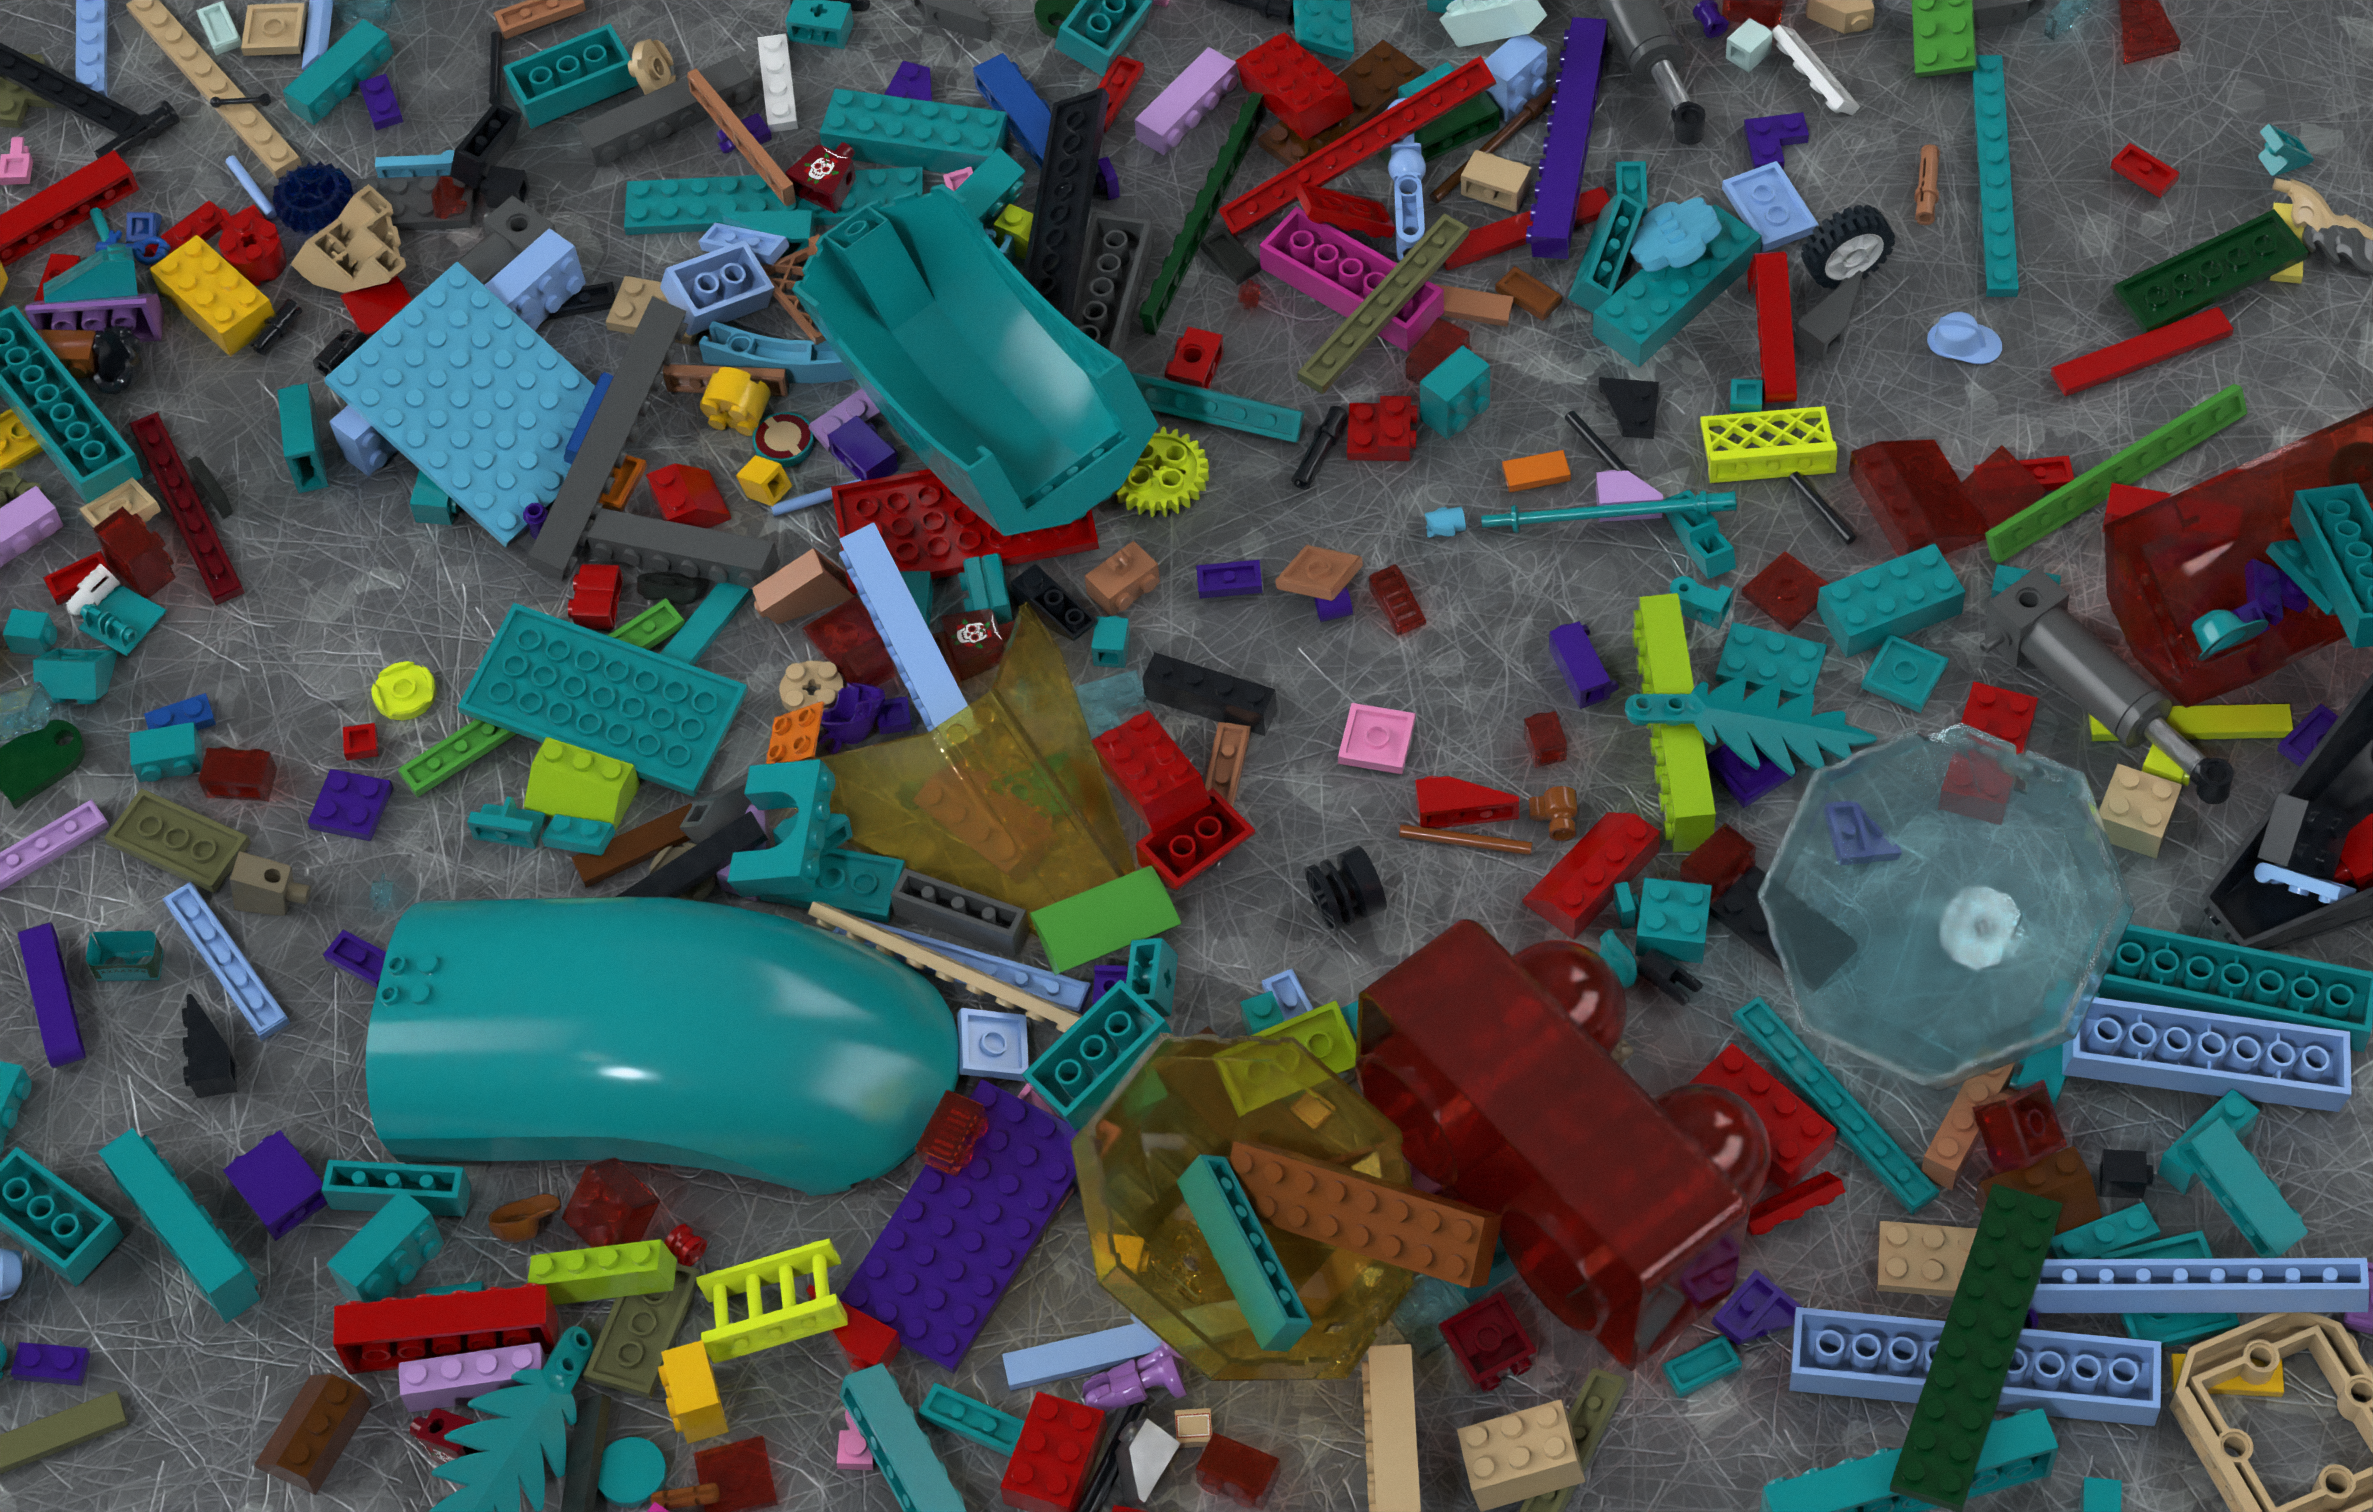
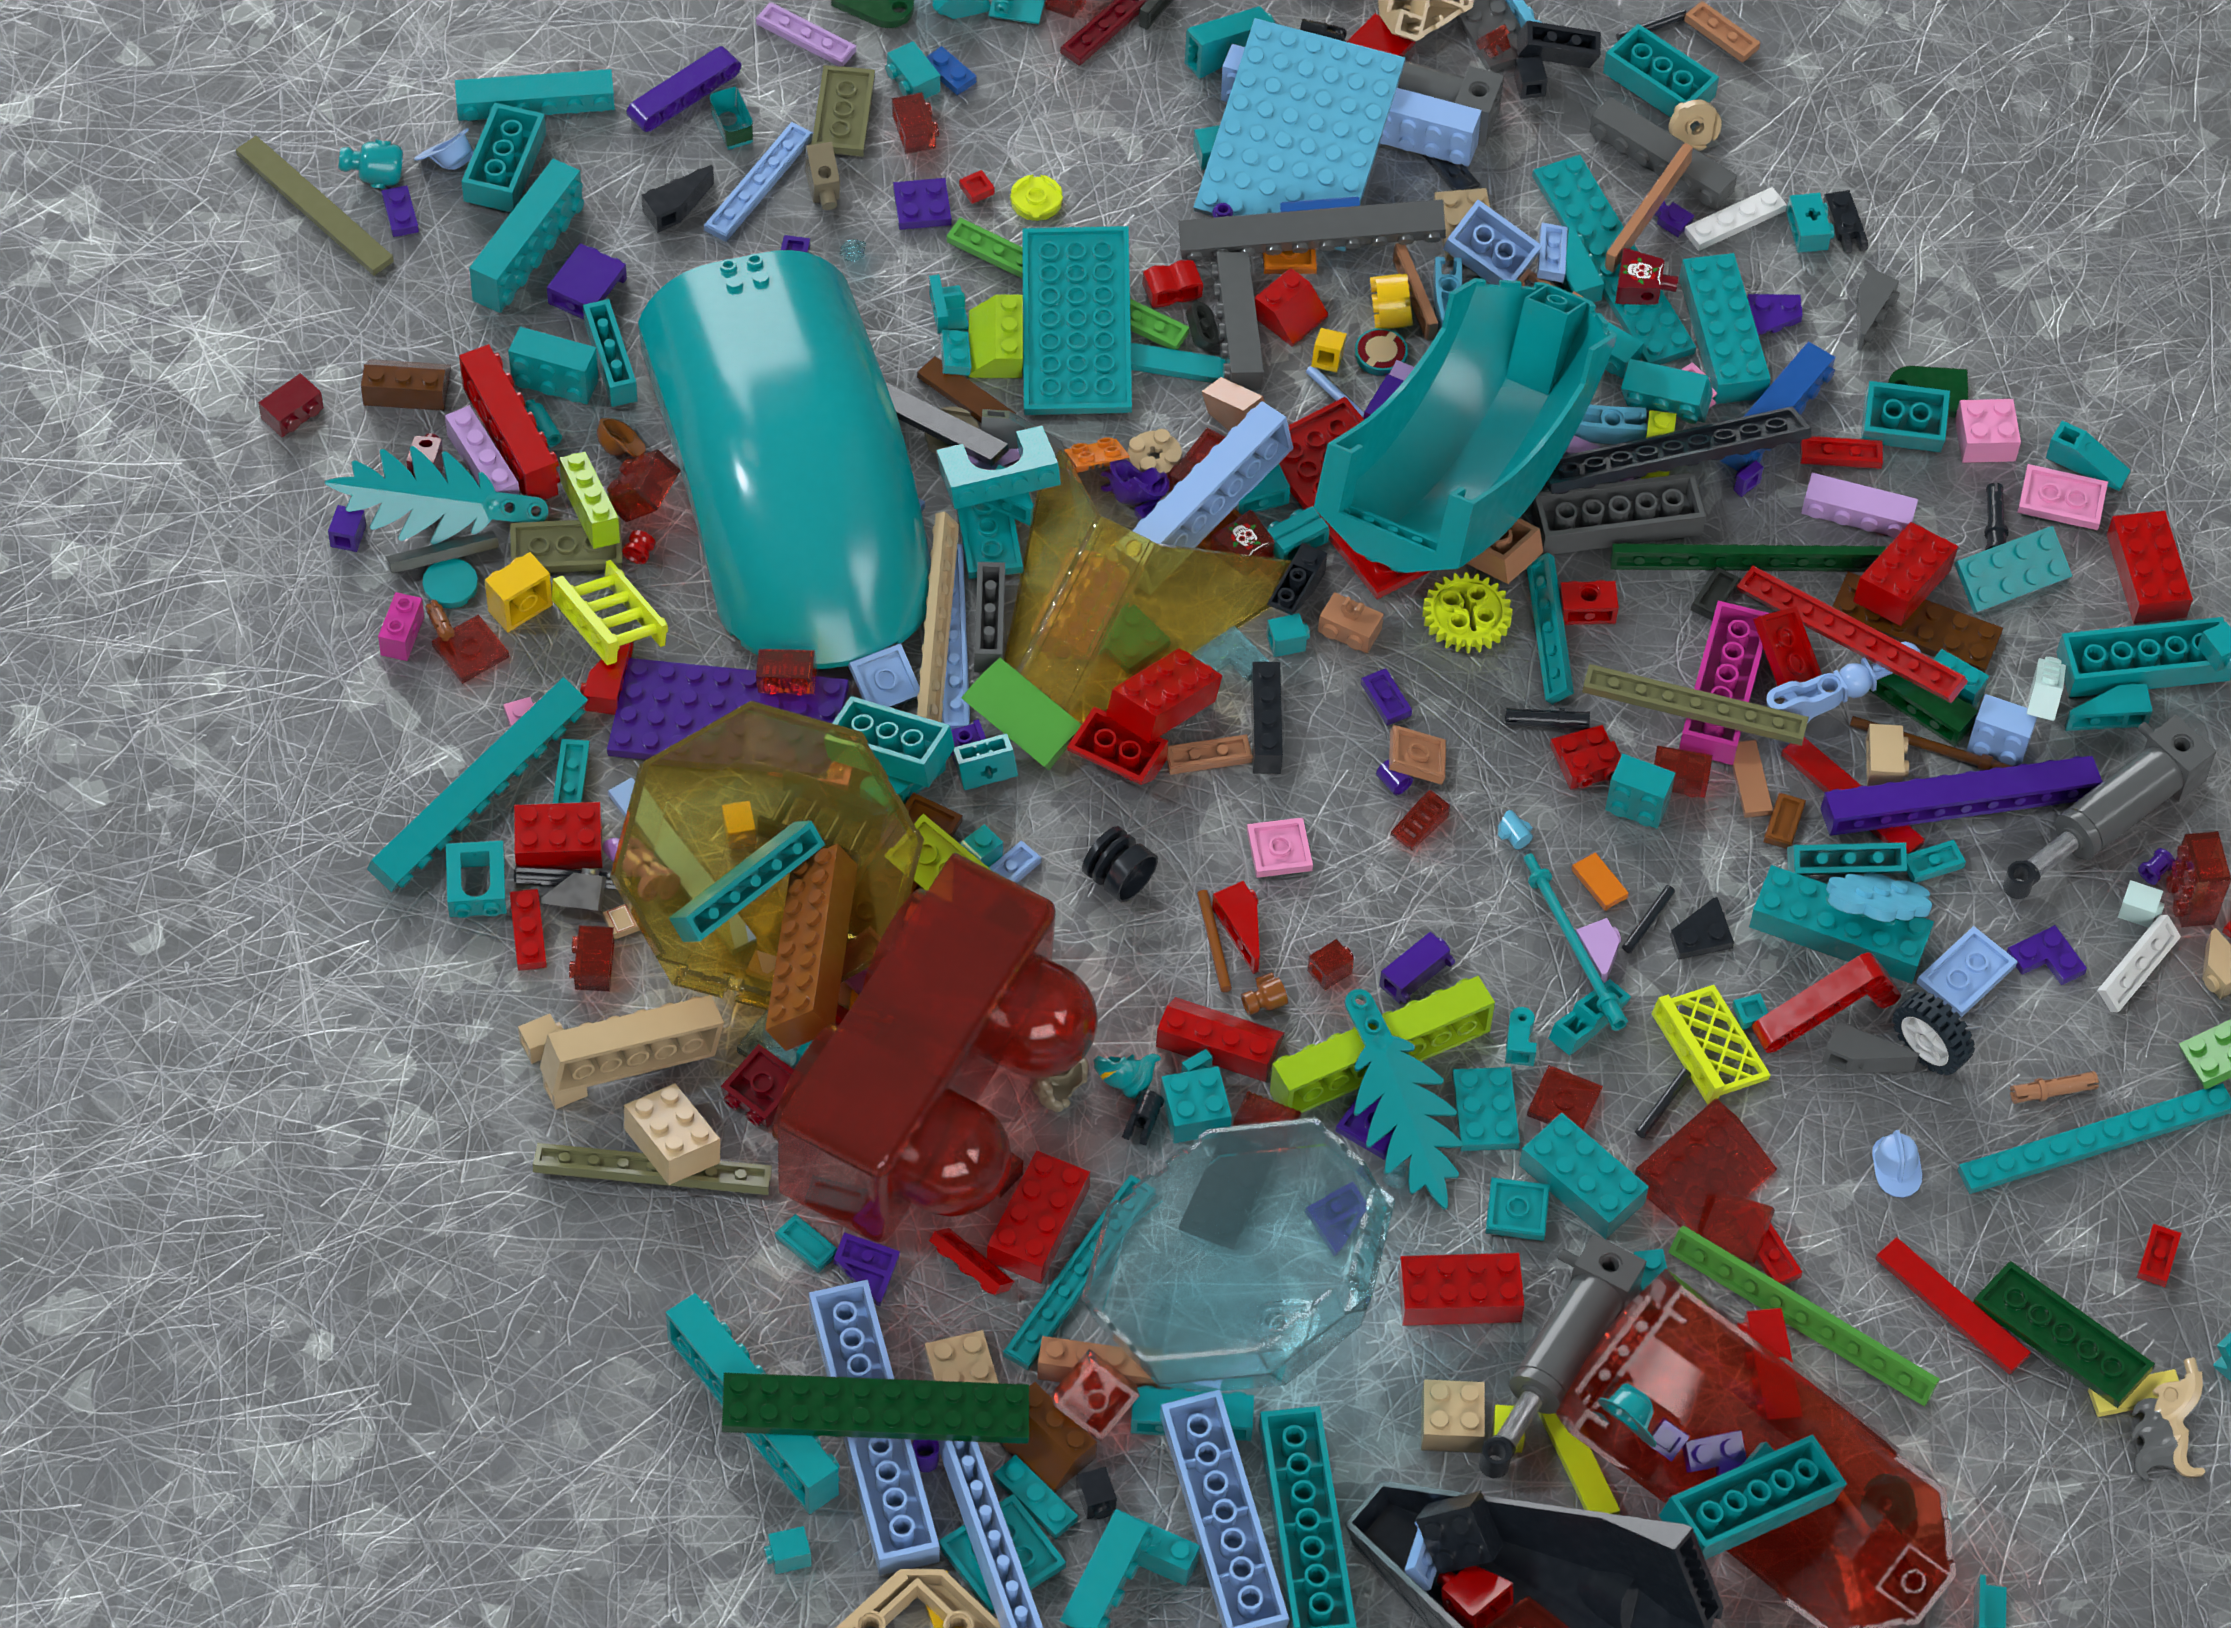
camera: 60 degrees right, 0 degrees up
(1249, 294) = (1678, 618): clear red plate -> none

